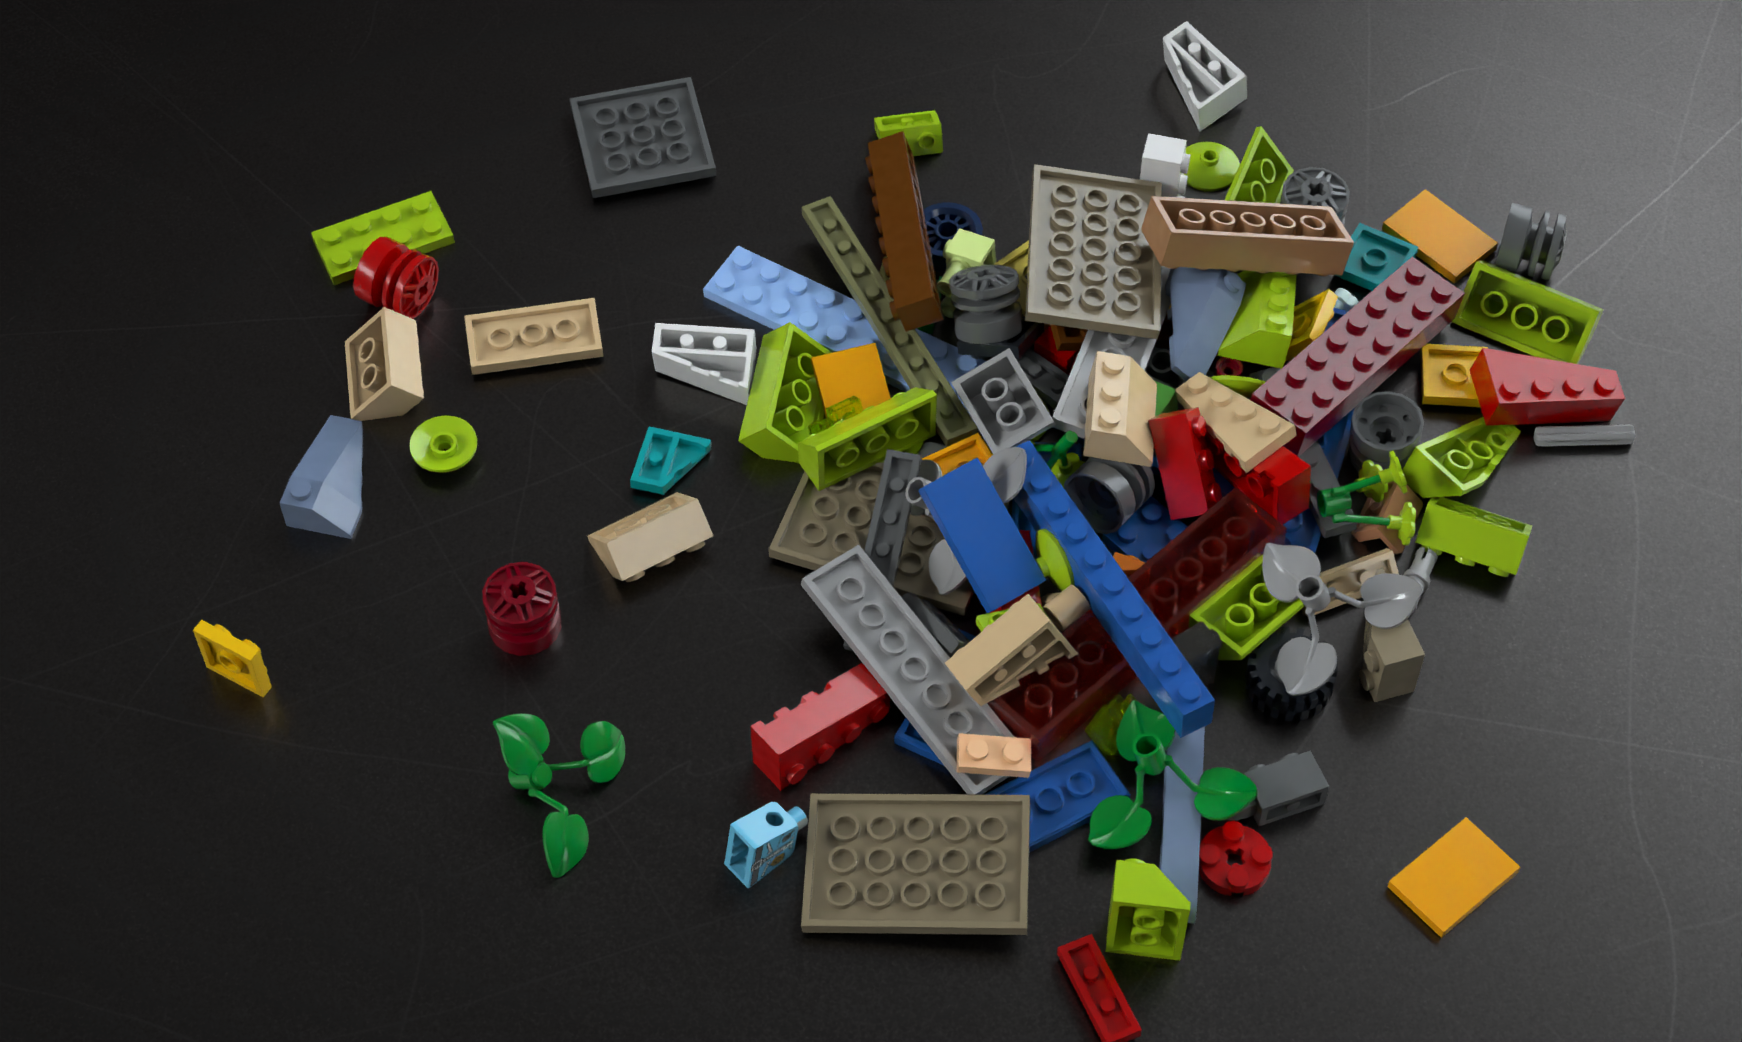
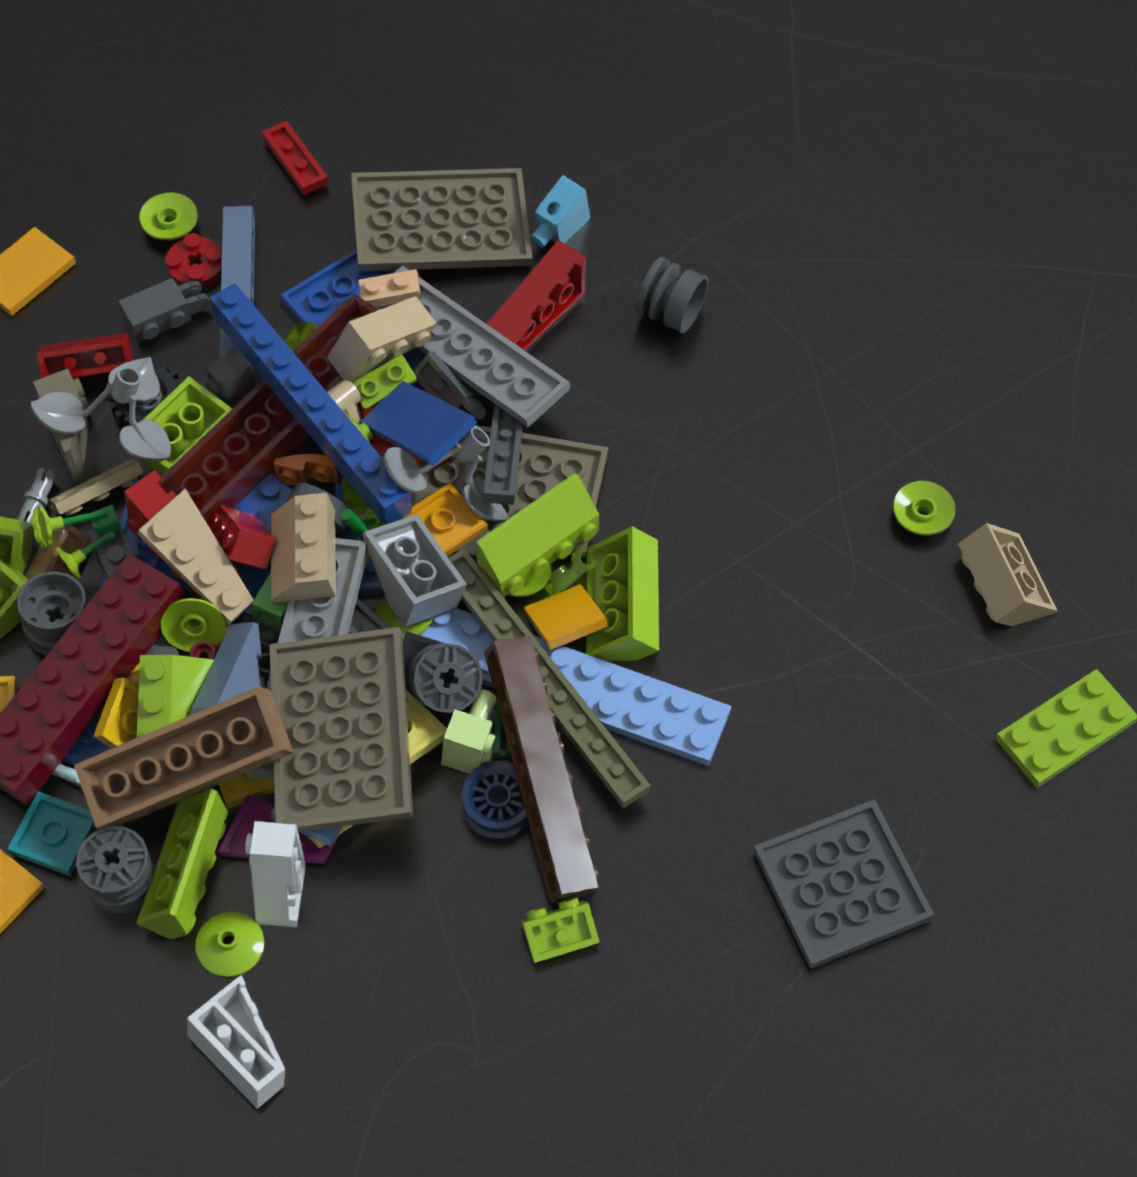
camera: 170 degrees right, 5 degrees up
(232, 658) = (1023, 288): yellow plate -> none
(328, 481) = (1012, 468): sand blue wedge -> none
(396, 277) = (1029, 653): red wheel -> none
(522, 608) = (803, 361): dark red wheel -> none
(522, 743) = (750, 240): green plant -> none
(533, 336) = (879, 631): tan plate -> none
(651, 536) = (716, 450): tan slope -> none
(652, 704) = (672, 294): none -> dark grey wheel
(666, 459) = (720, 526): teal wing -> none
(707, 357) = (707, 617): white wedge -> none
(1144, 738) = (285, 262): green plant -> none
(1146, 912) = (261, 177): lime slope -> none
(1273, 904) = (168, 216): none -> lime dish
(1367, 728) = (86, 355): none -> red brick

